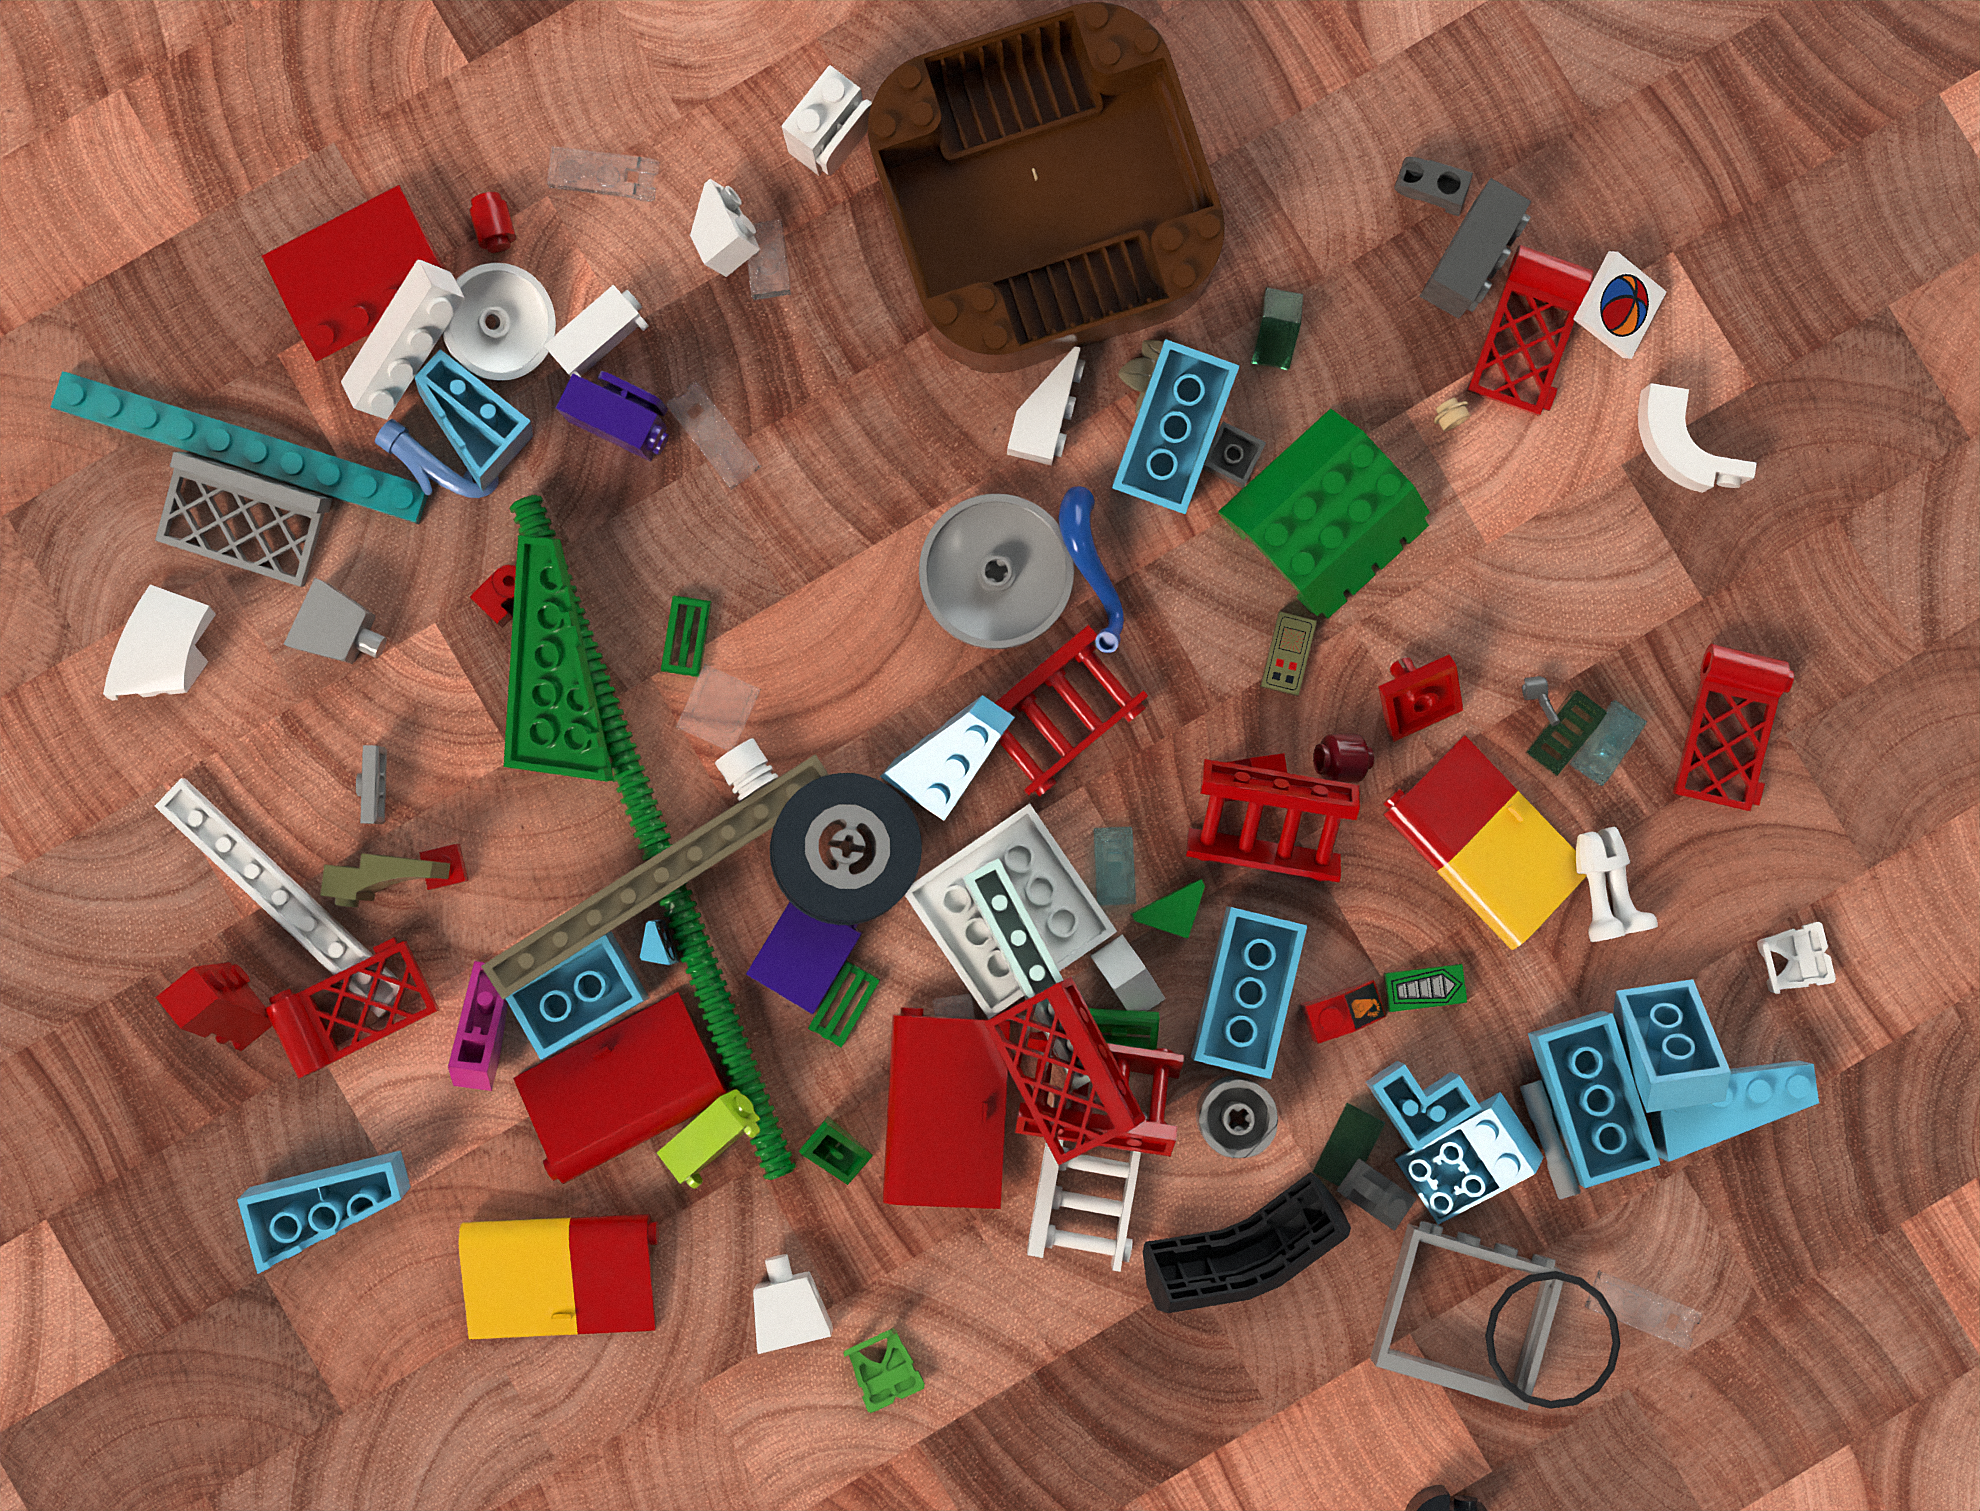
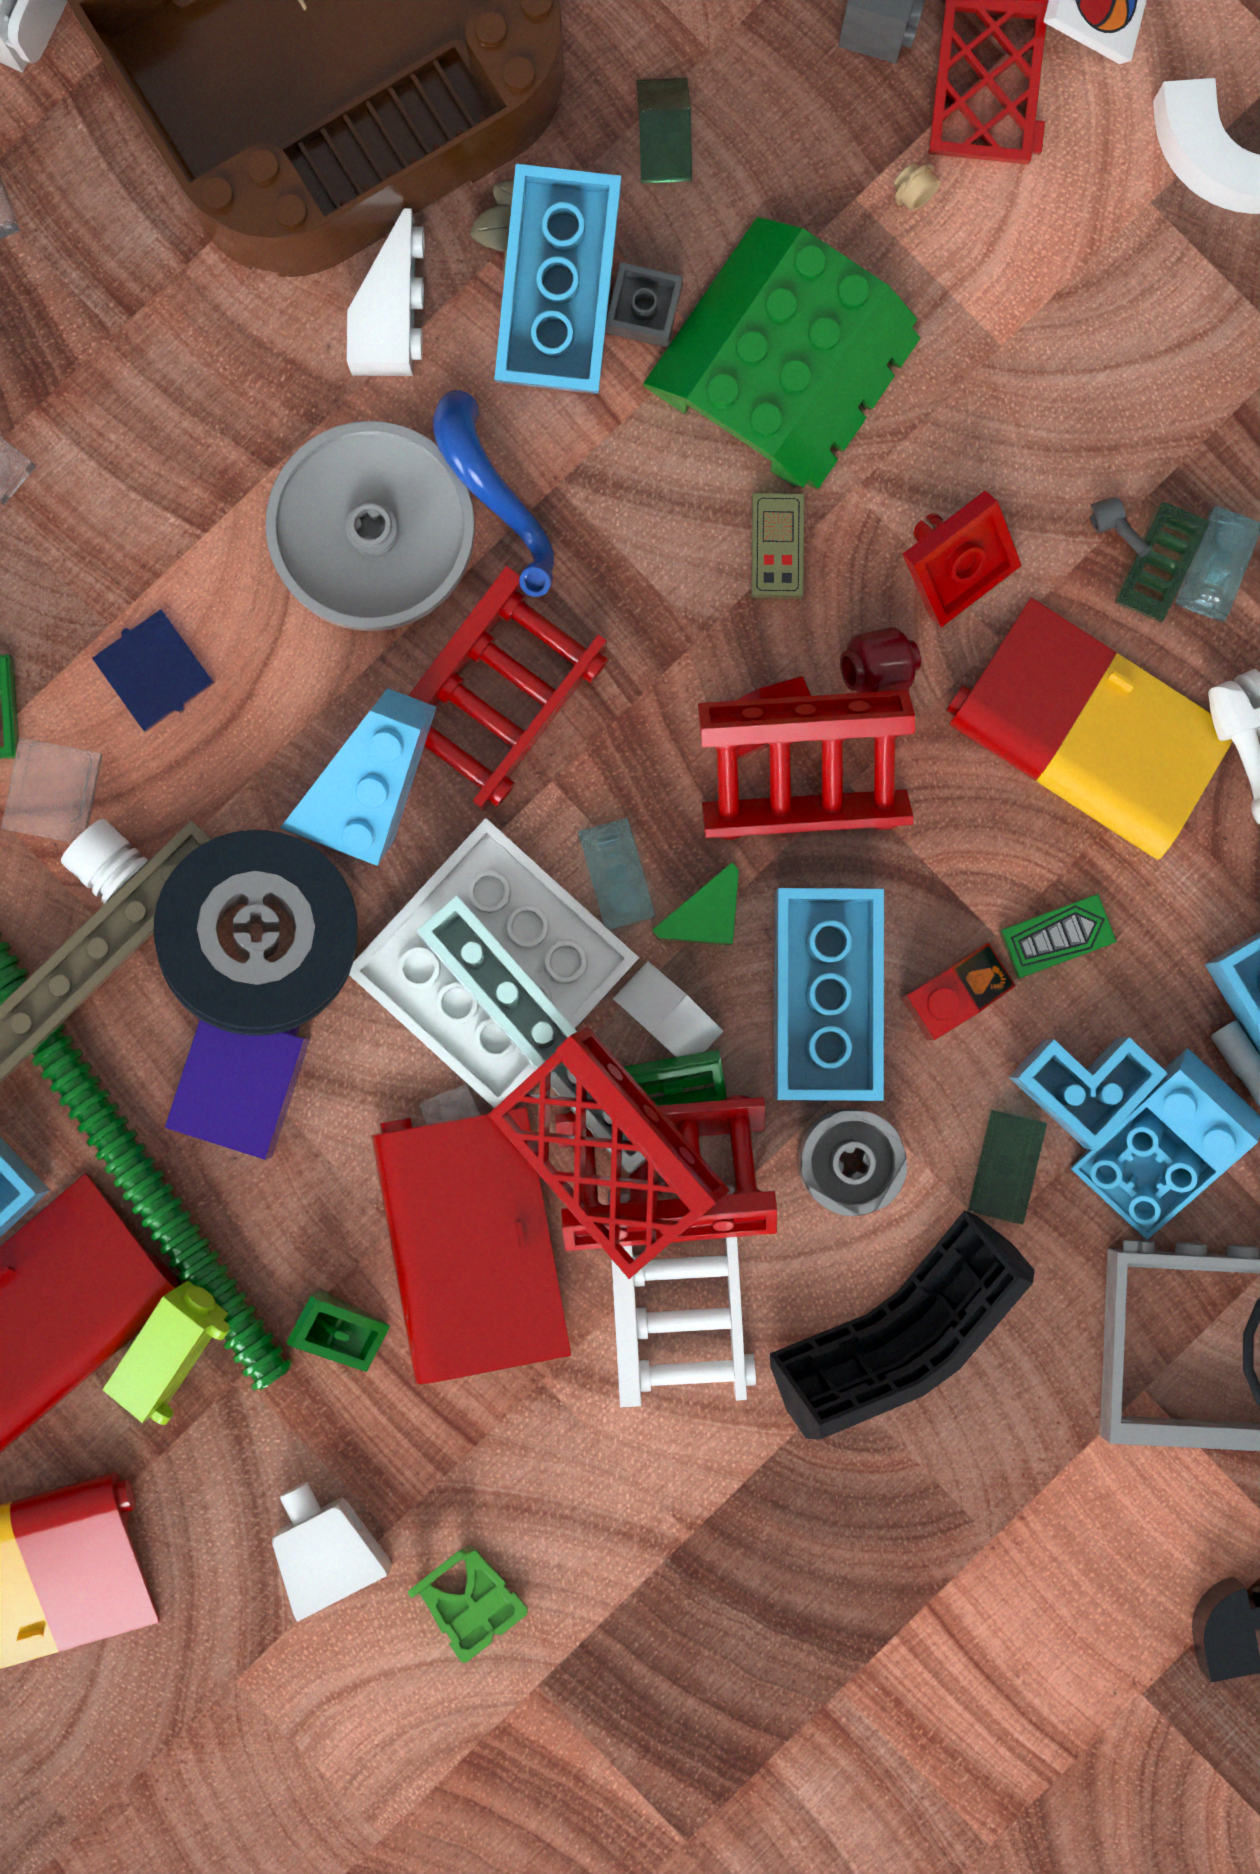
camera: 15 degrees left, 0 degrees up
(657, 944) = (39, 1114): medium azure slope -> none
(811, 636) = (153, 670): none -> clear blue piece
(827, 1032) = (293, 1179): green tile -> none
(1376, 1194) = (1057, 1219): dark grey plate -> none

